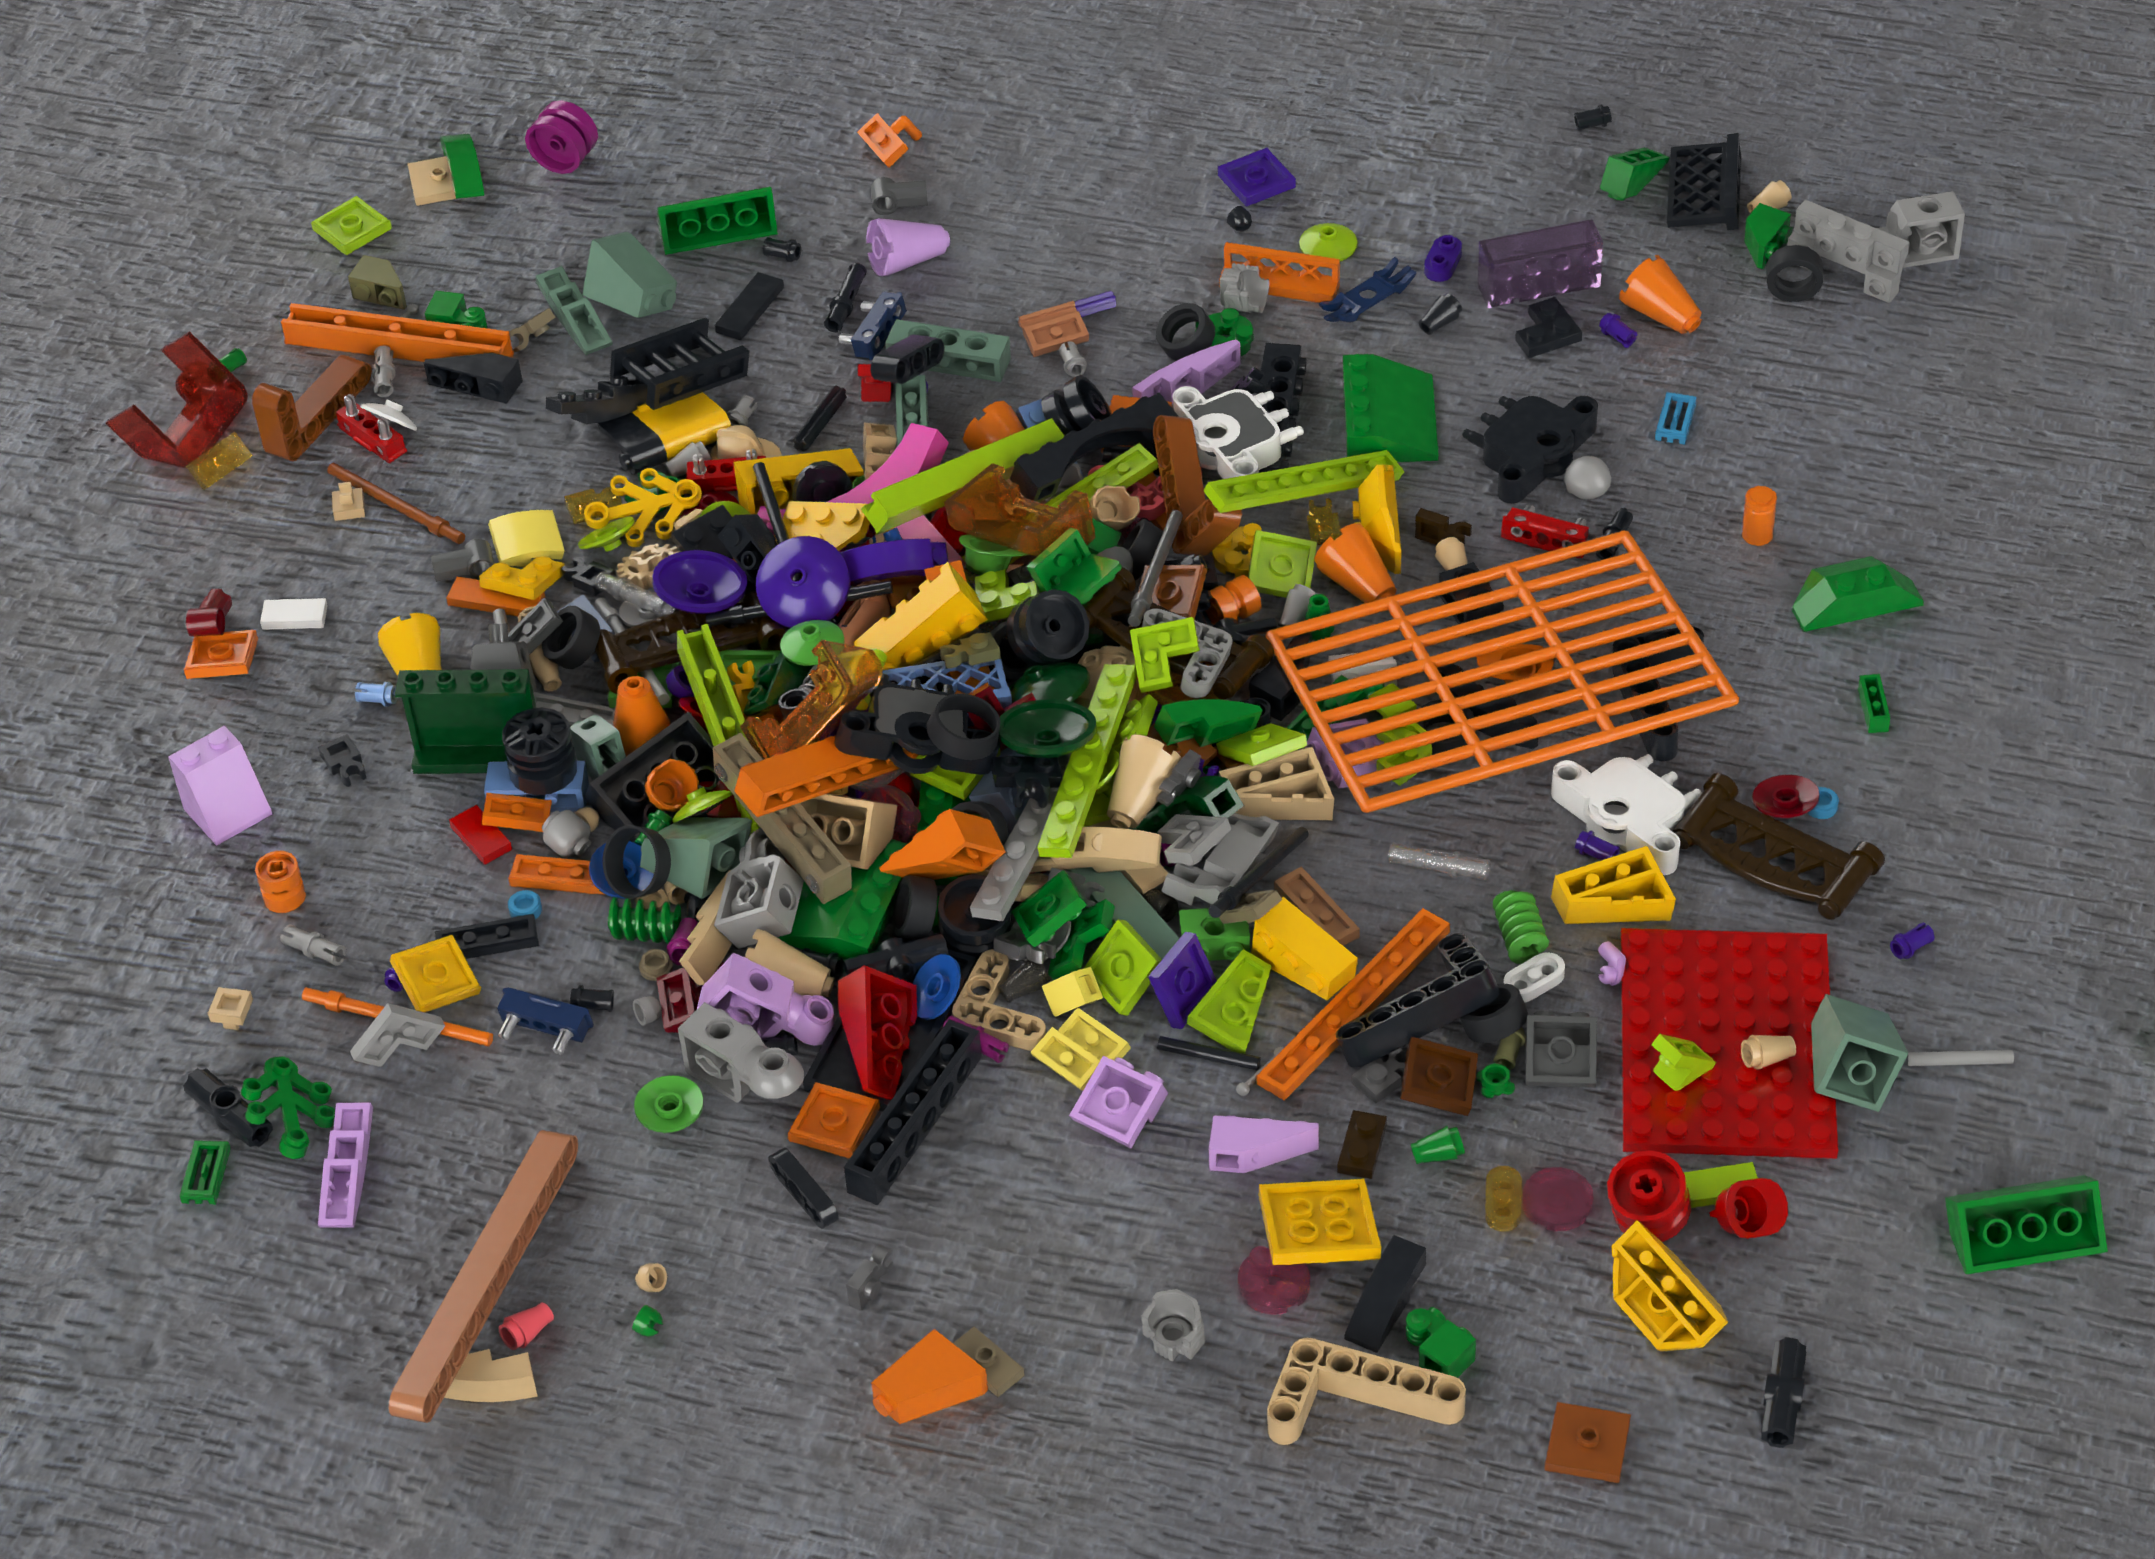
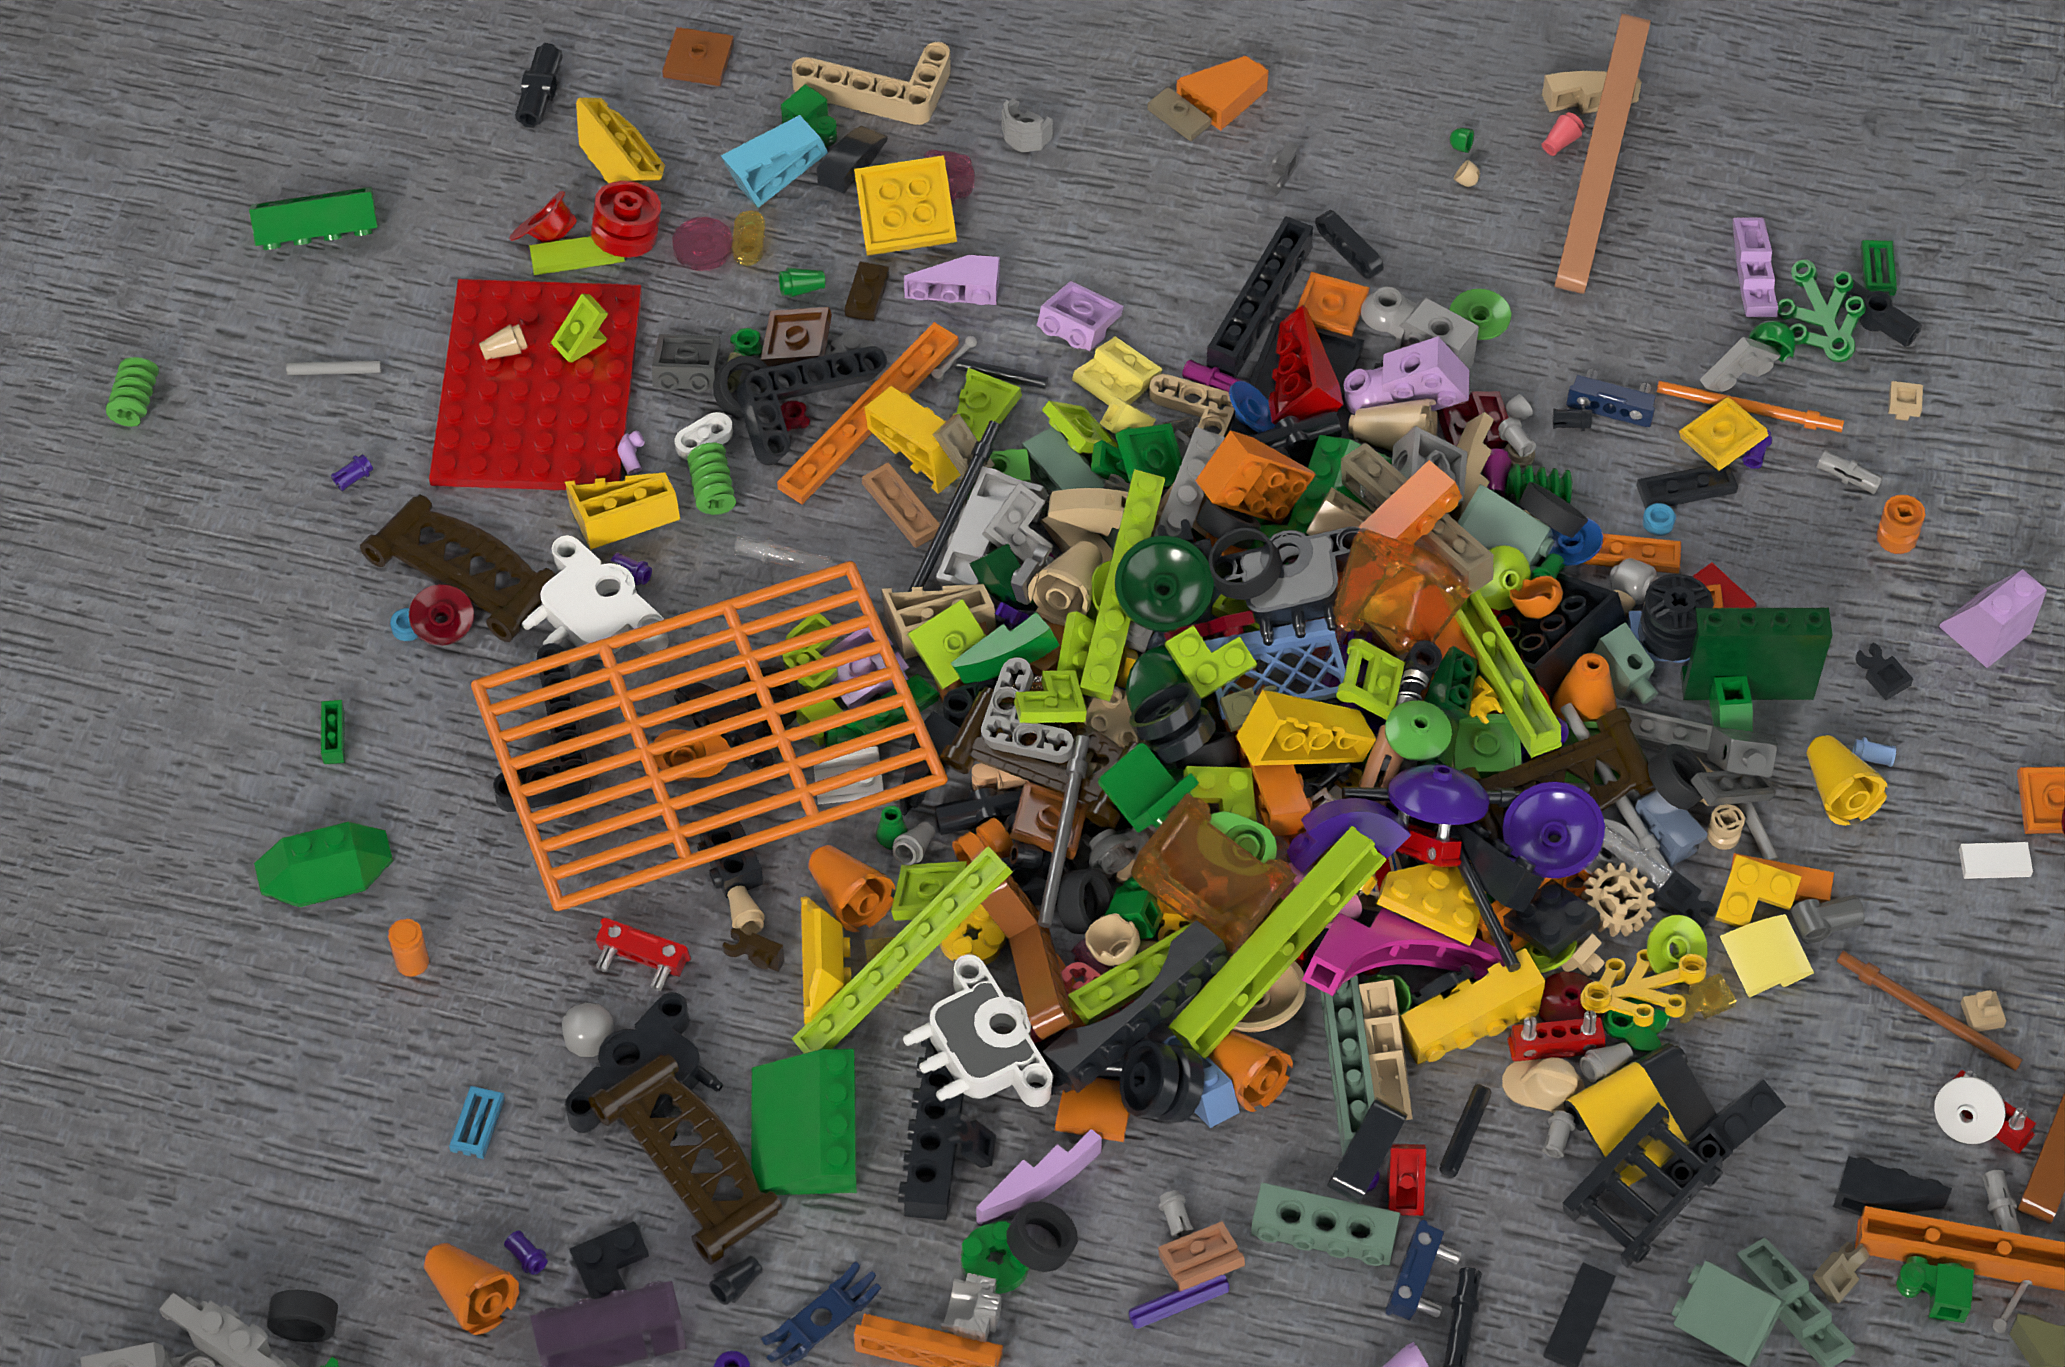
camera: 175 degrees right, 10 degrees up
(354, 1064) = (1775, 335): none -> green hair
(660, 964) = (1515, 435): none -> light grey pin
(1008, 671) = (1205, 669): none -> lime plate
(1182, 979) = (1027, 411): dark purple plate -> none
(1462, 341) = (721, 1221): none -> dark brown piece
(1482, 1263) = (774, 159): none -> medium azure wedge
(1620, 522) = (567, 948): black axle -> none
(1855, 1052) = (425, 344): sand green slope -> none

